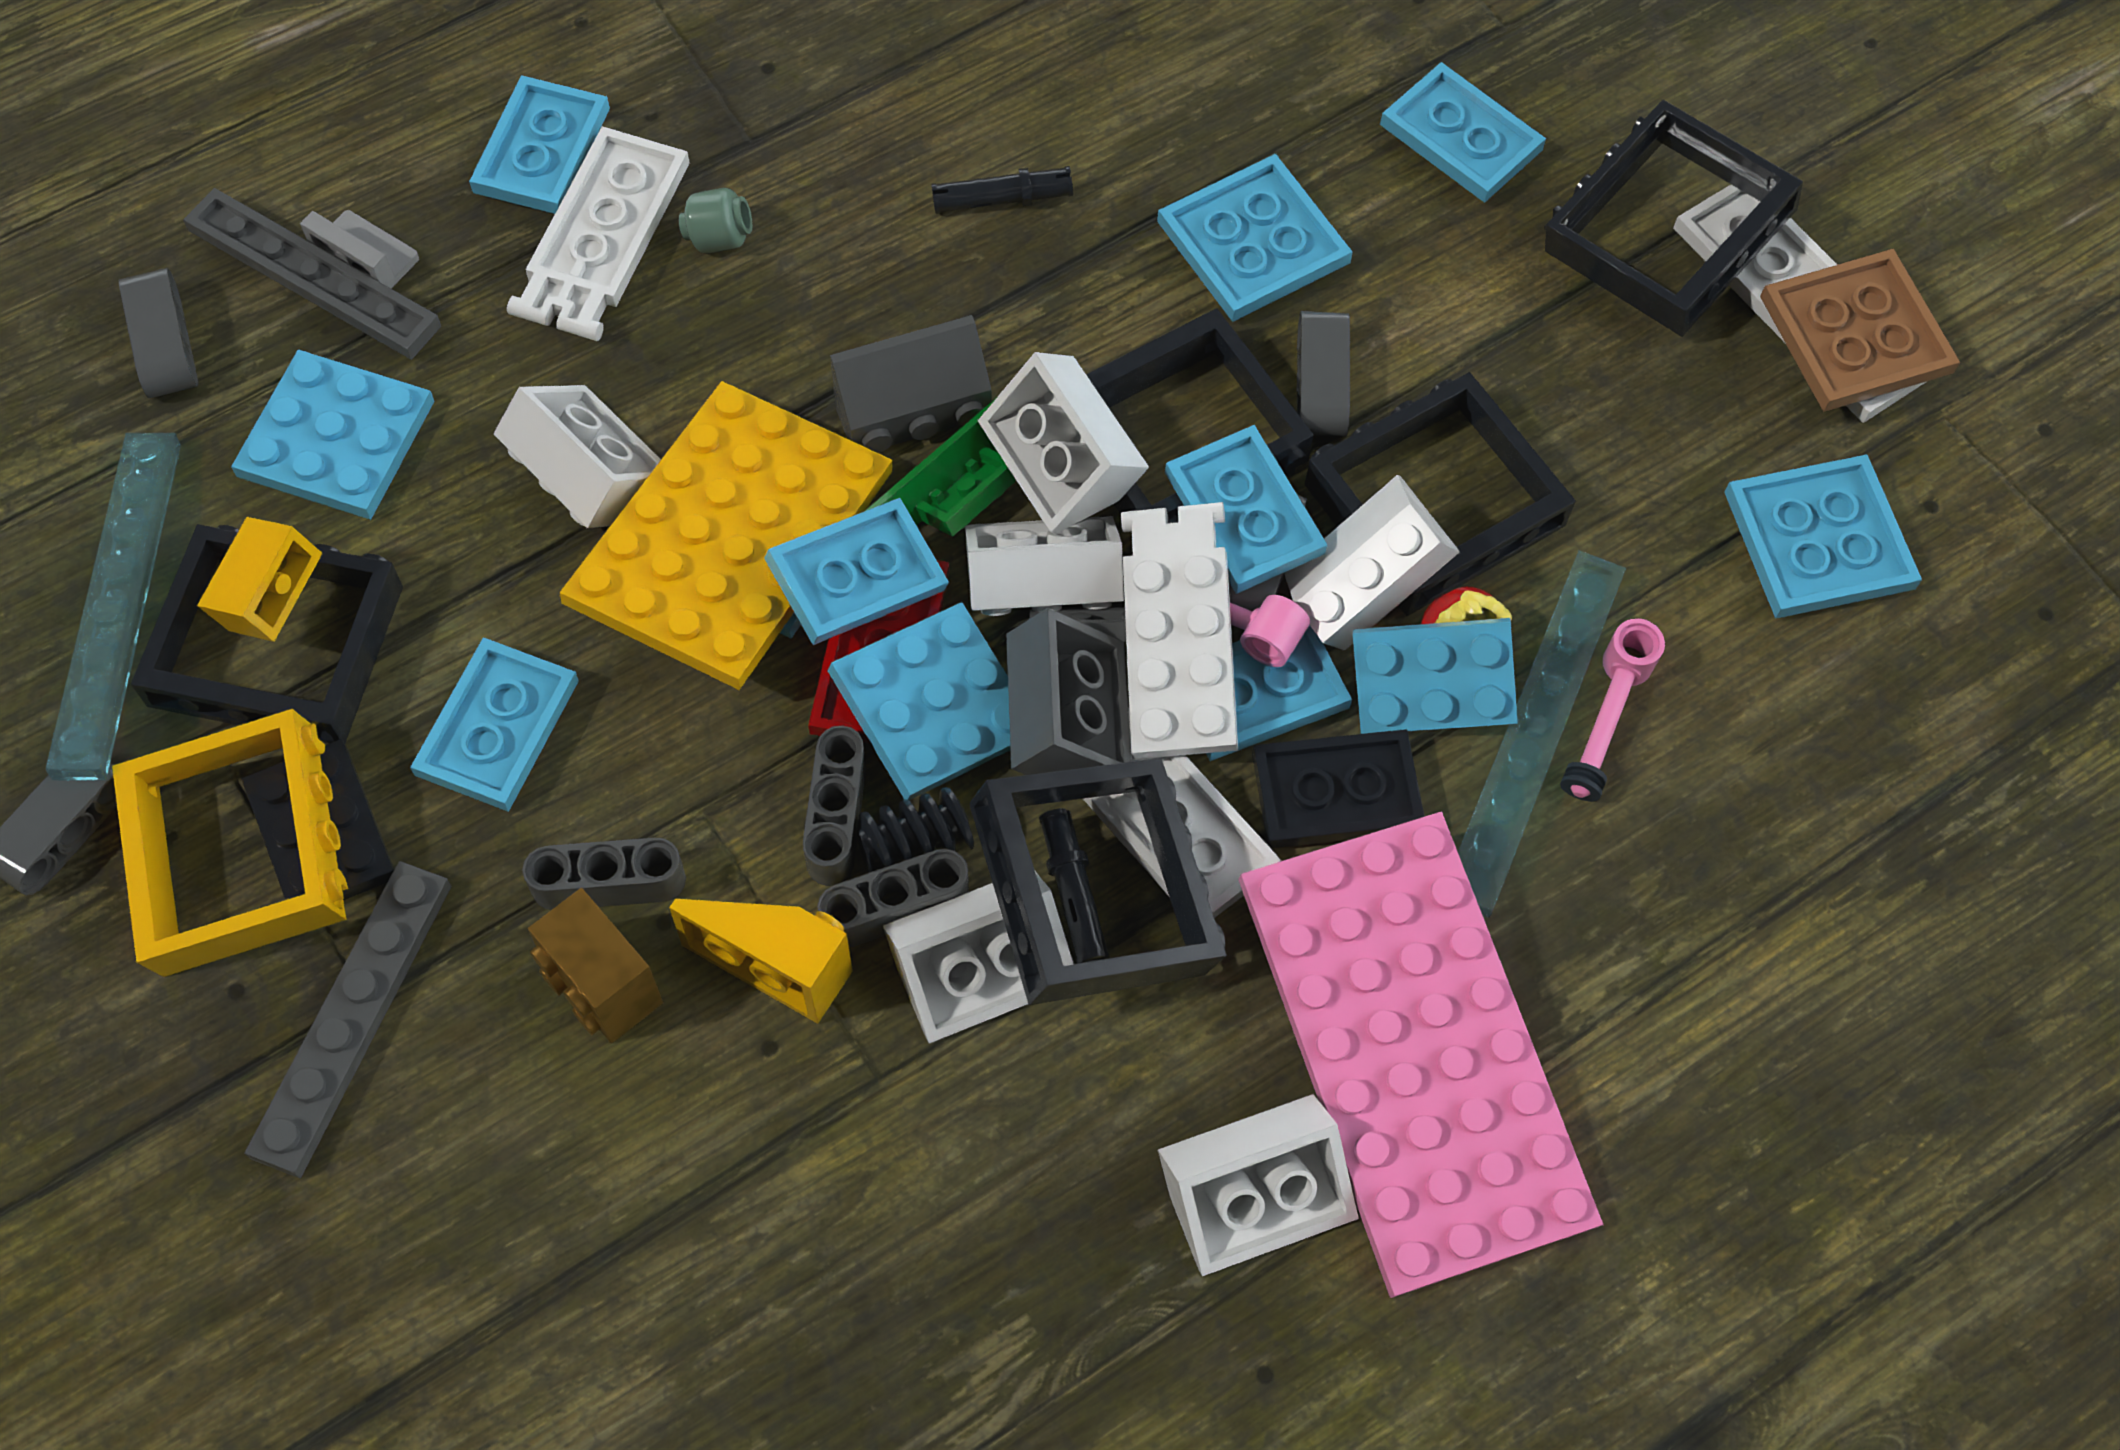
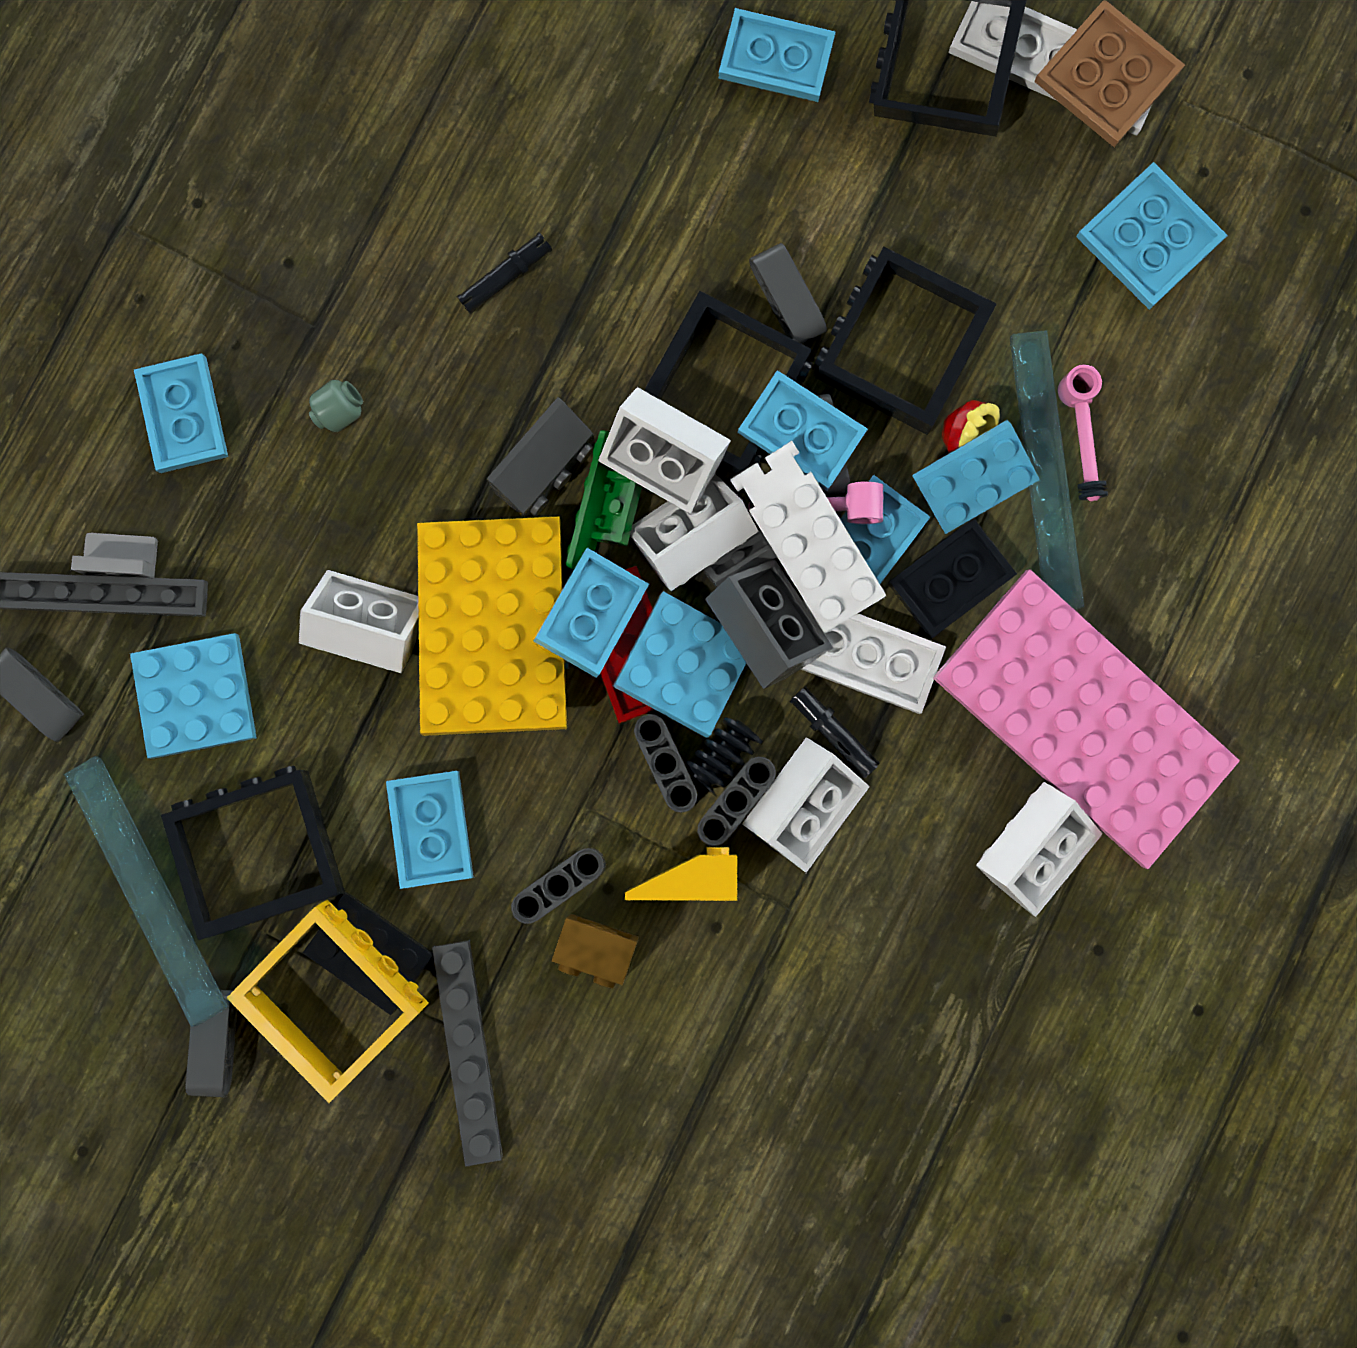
camera: 25 degrees left, 20 degrees up
(260, 579) = (234, 836): yellow brick -> none
(600, 232) = (264, 455): white hinge -> none
(1022, 901) = (821, 771): black window -> none
(1254, 237) = (687, 215): medium azure plate -> none
(1370, 564) = (897, 422): white slope -> none

